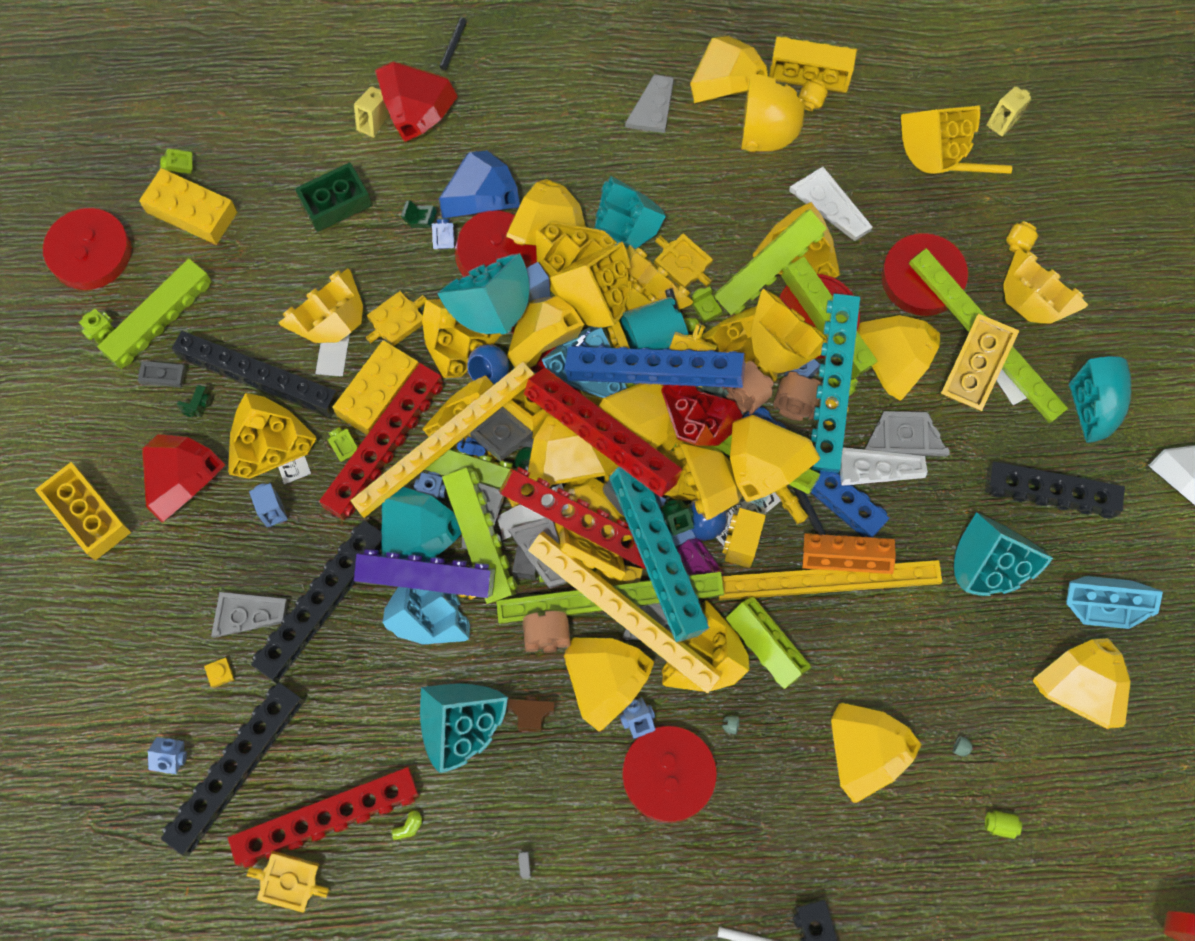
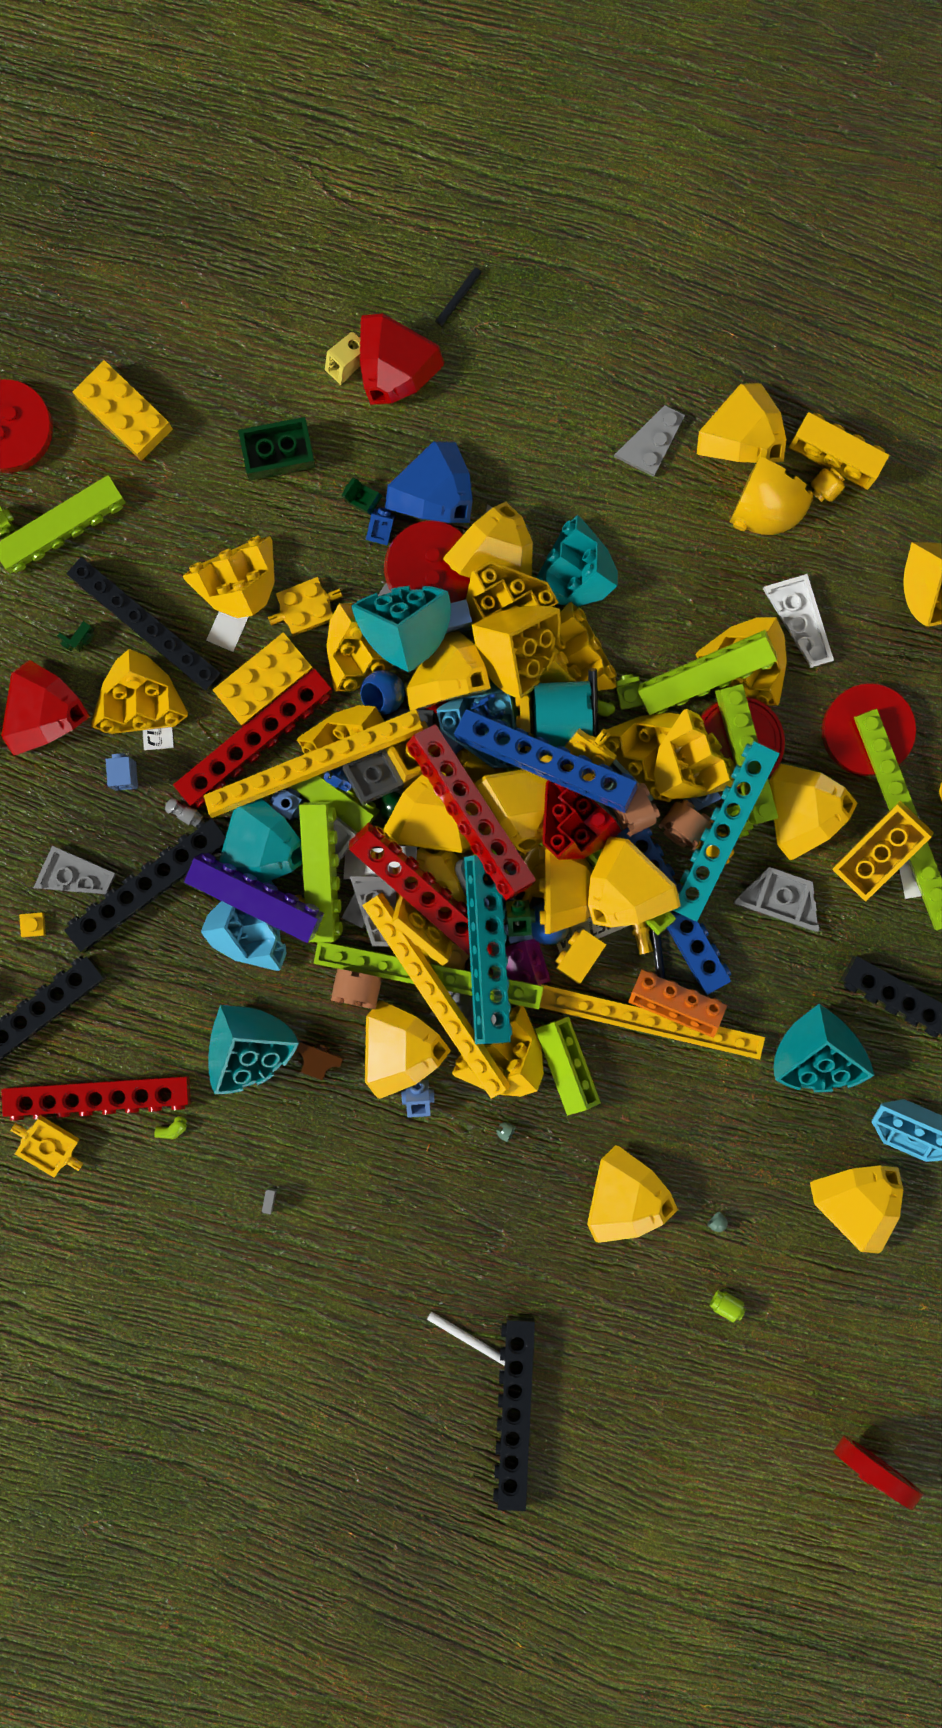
camera: 15 degrees right, 15 degrees up
(161, 374) = (50, 594): dark grey plate -> none
(177, 161) = (122, 352): lime bracket -> none
(335, 525) = (183, 812): none -> light grey arm
(342, 443) = (212, 727): lime bracket -> none
(669, 774) = (430, 1160): red brick -> none
(683, 261) = (622, 636): yellow plate -> none
(871, 466) = (736, 922): white wing -> none

